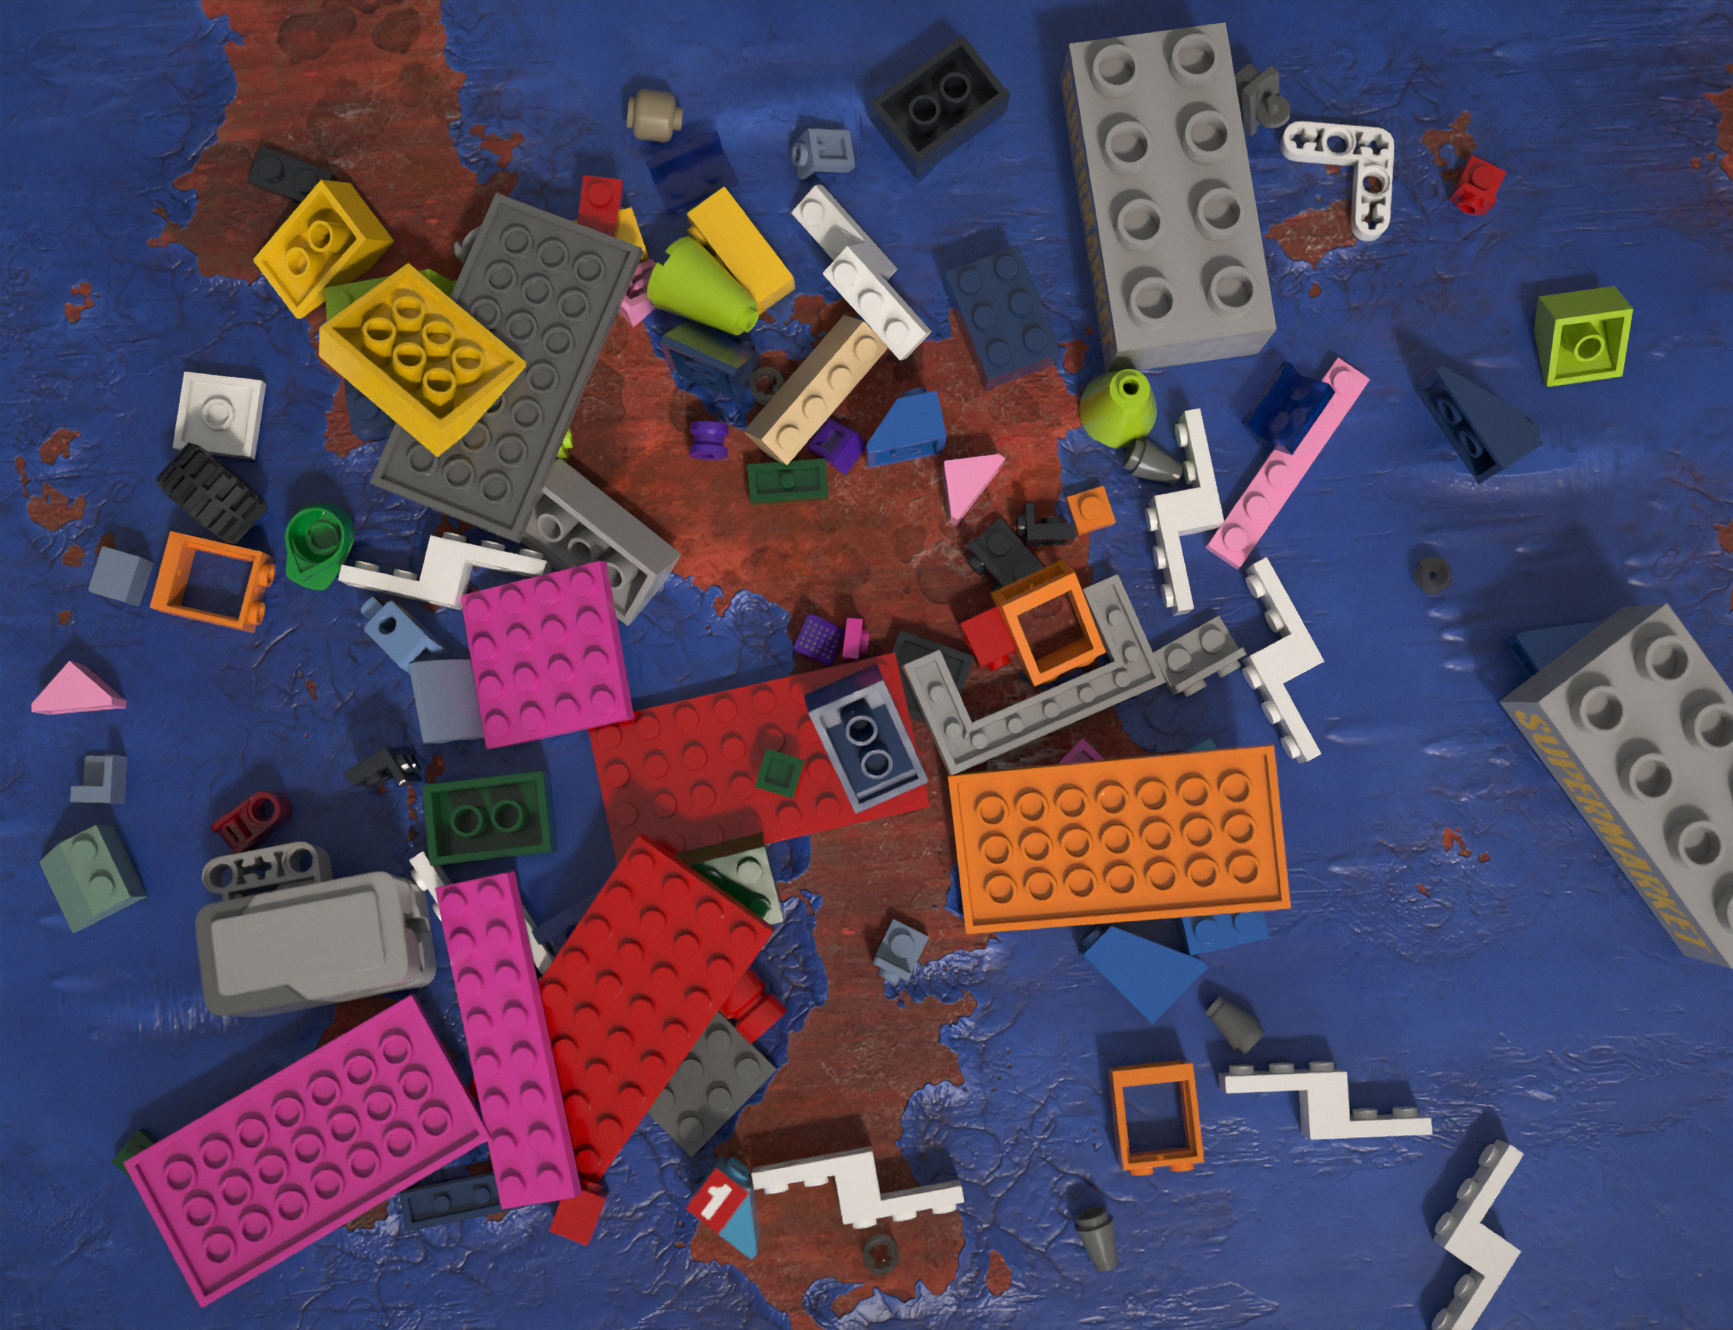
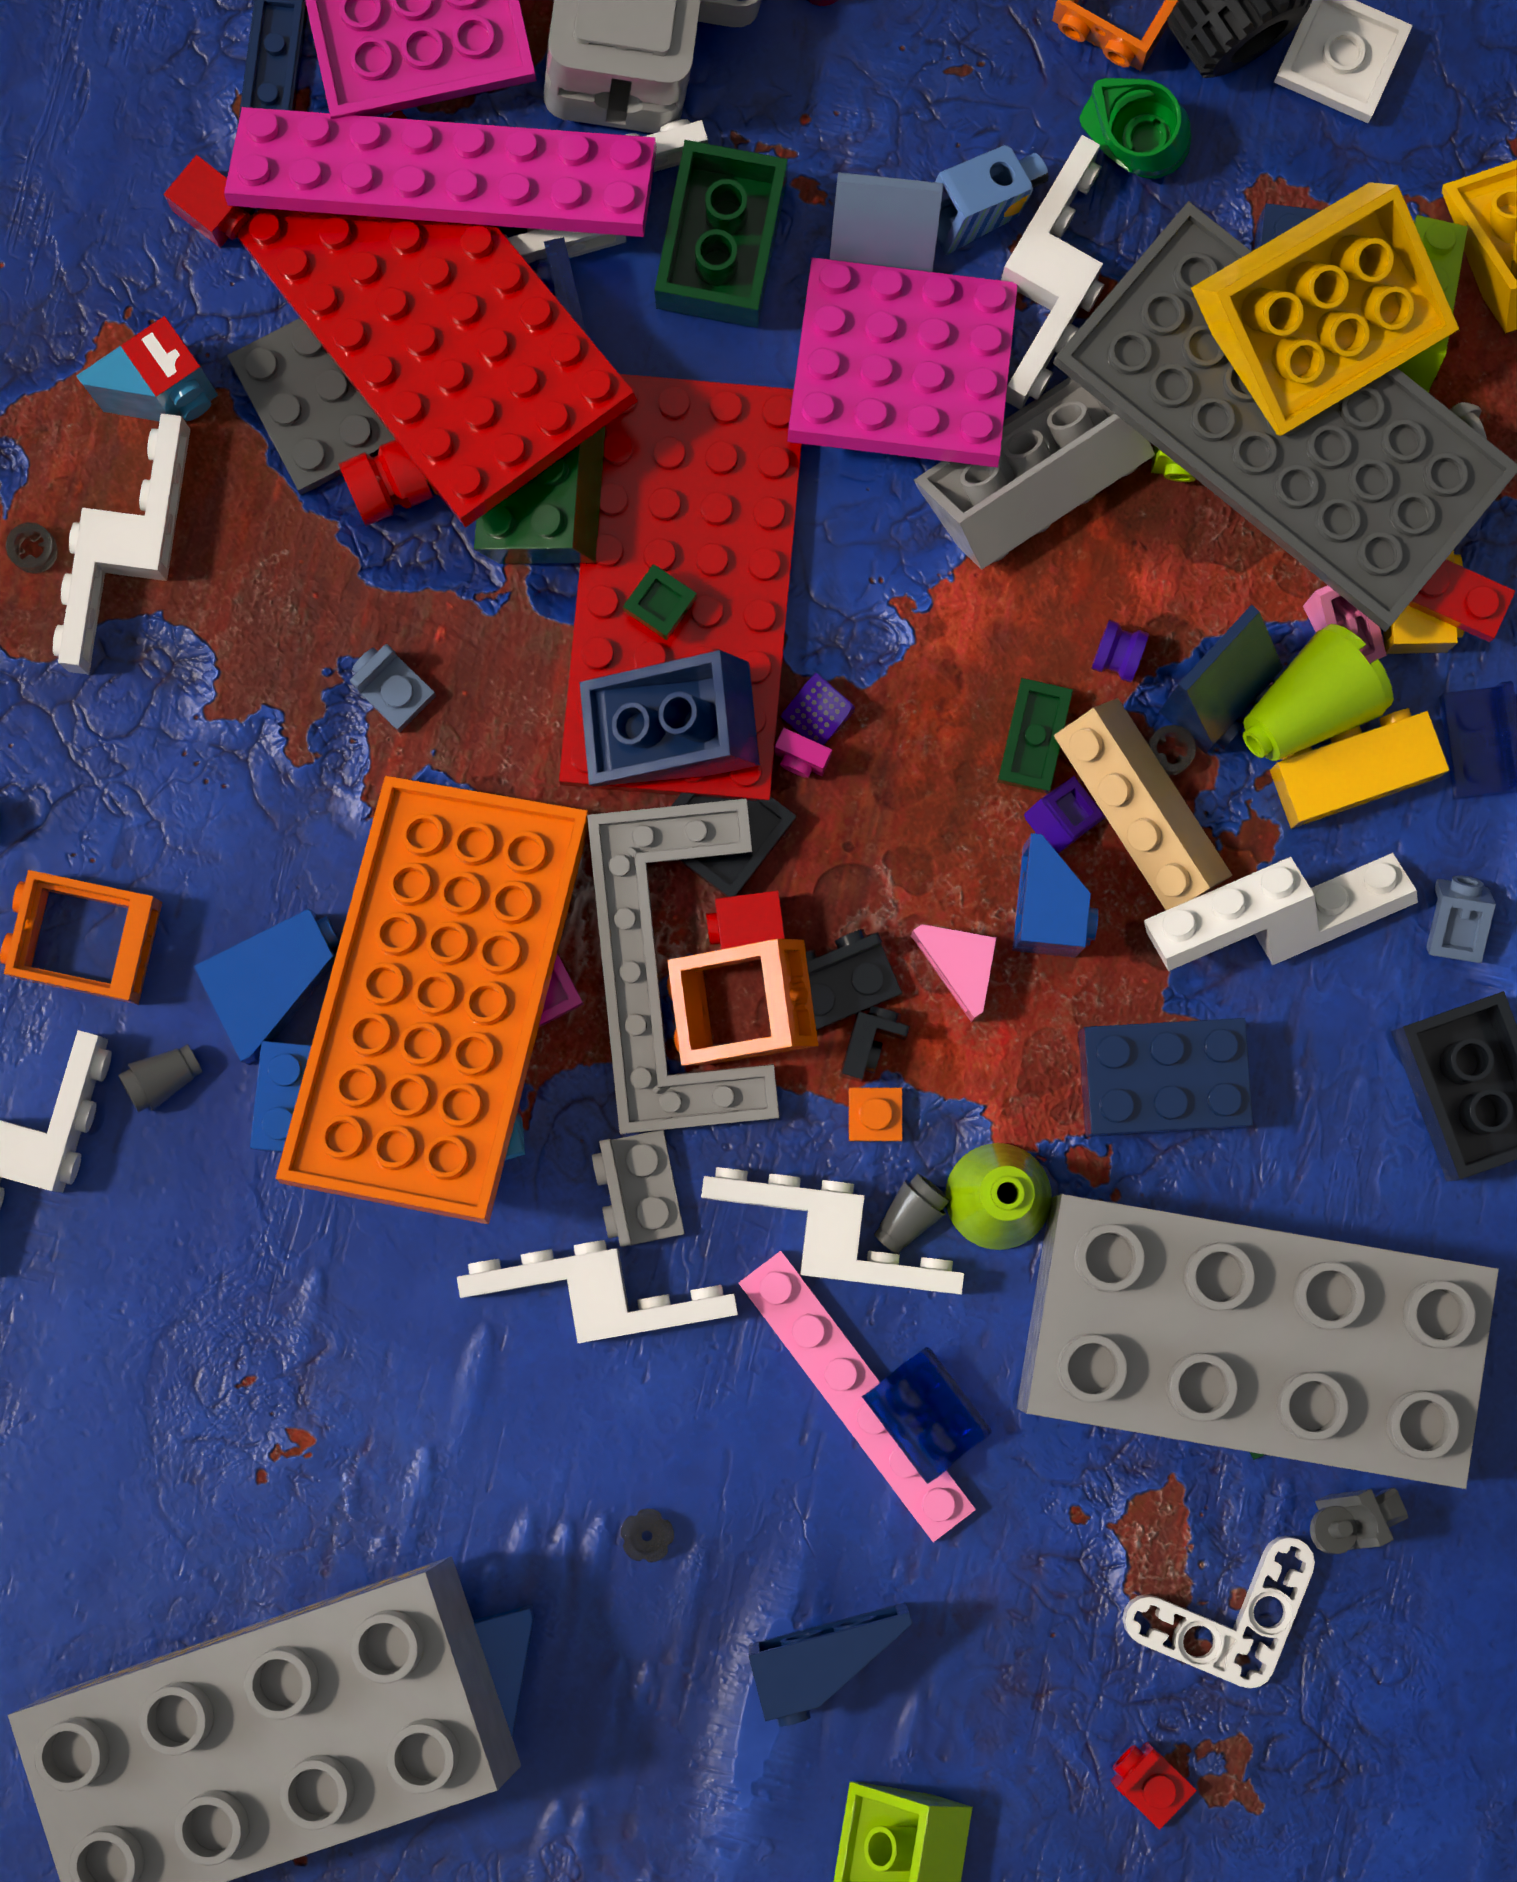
camera: 110 degrees right, 0 degrees up
(383, 768) = (825, 138): black bracket -> none

